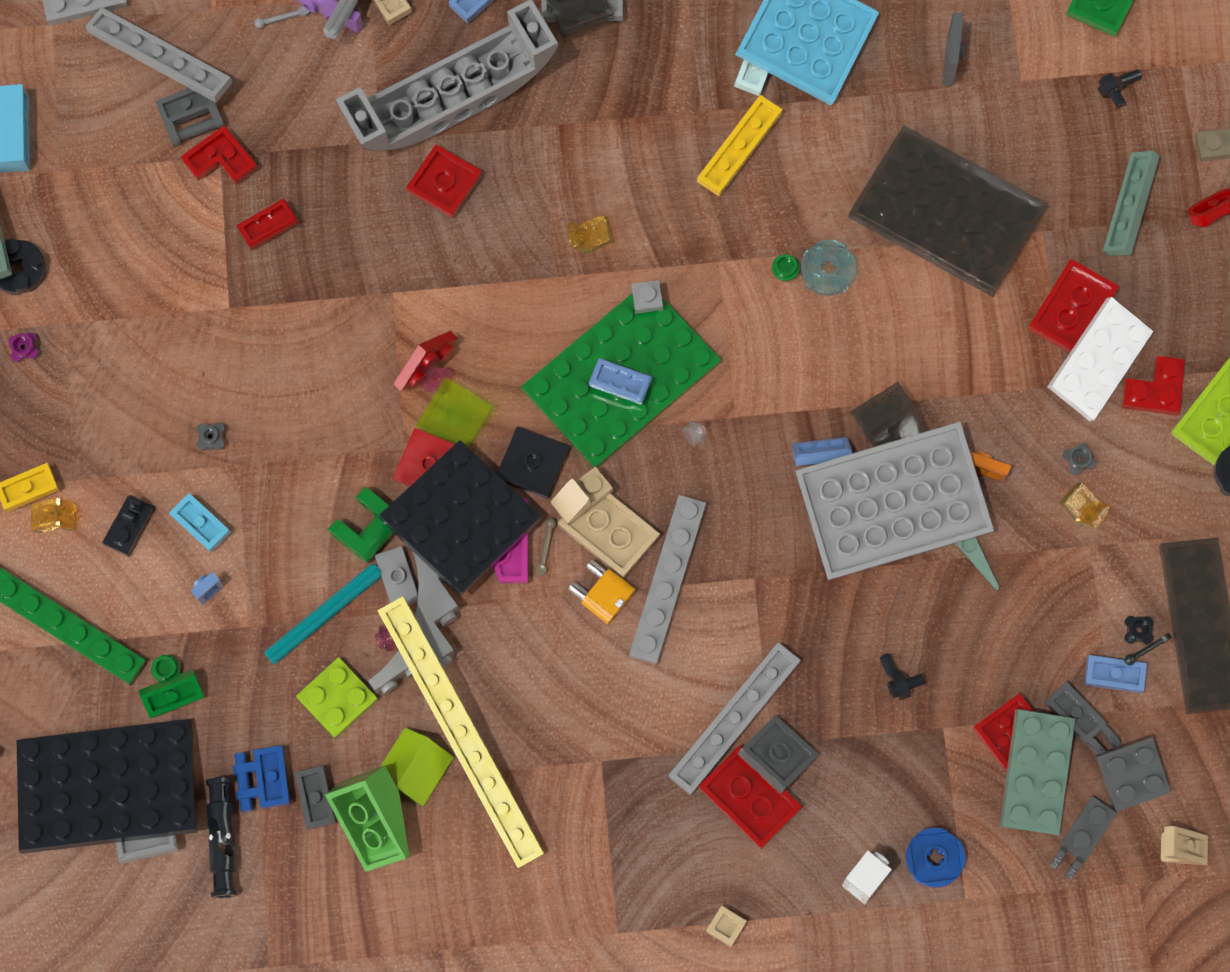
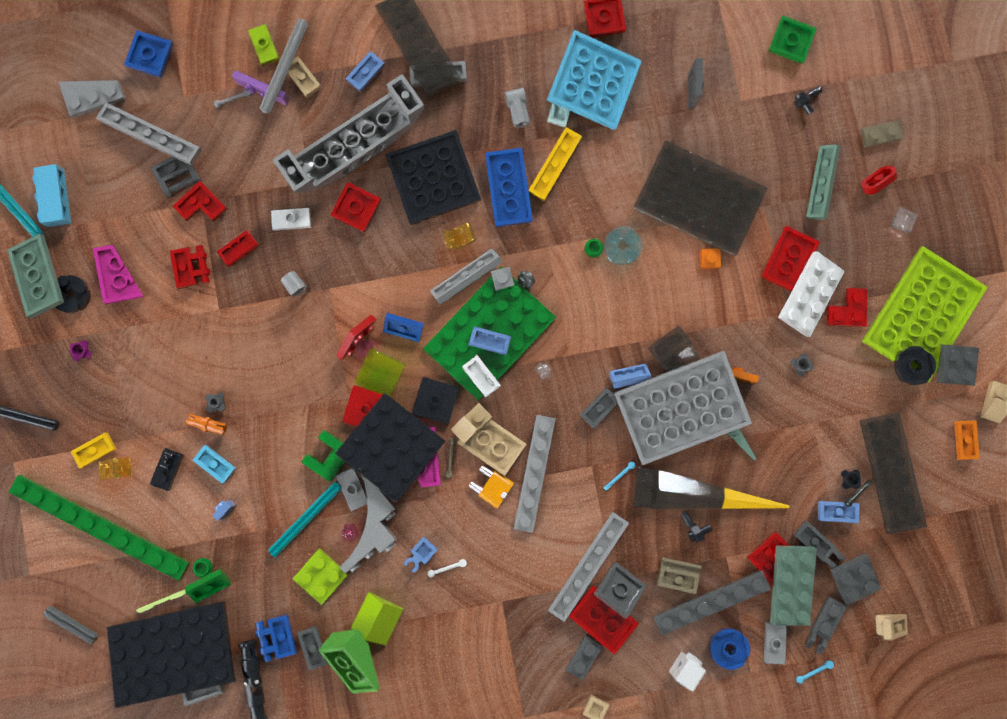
camera: 10 degrees left, 10 degrees up
(85, 250) = (114, 277): none -> dark pink wing
(104, 710) = (171, 597): none -> yellowish green piece
(186, 246) = (183, 266): none -> red plate
(194, 466) = (206, 424): none -> orange pin
(345, 278) = (294, 284): none -> light grey piece
(348, 190) = (291, 219): none -> white plate
(461, 732) = (405, 596): light yellow plate -> none
(491, 675) = (422, 552): none -> medium blue plate
(495, 354) = (403, 327): none -> blue plate
(548, 699) = (431, 573): none -> white hinge
(560, 149) = (433, 177): none -> black plate
(594, 290) = (466, 276): none -> light grey plate
(602, 430) = (481, 376): none -> white plate
(668, 172) = (508, 187): none -> blue plate
(682, 302) = (526, 279): none -> dark grey plate
(692, 56) = (517, 103): none -> light grey piece
(716, 851) = (584, 657): none -> dark grey plate
(772, 493) = (599, 408): none -> dark grey plate
(812, 582) = (631, 465): none -> medium azure hinge
(863, 621) = (670, 491): none -> clear smoke plate
(868, 744) = (679, 575): none -> dark tan plate
(913, 786) = (711, 602): none -> dark grey plate
(956, 297) = (710, 258): none -> orange plate
(1004, 857) = (775, 643): none -> light grey plate
(1083, 898) = (828, 664): none -> medium azure hinge
(1085, 506) = (809, 398): clear yellow bracket -> none

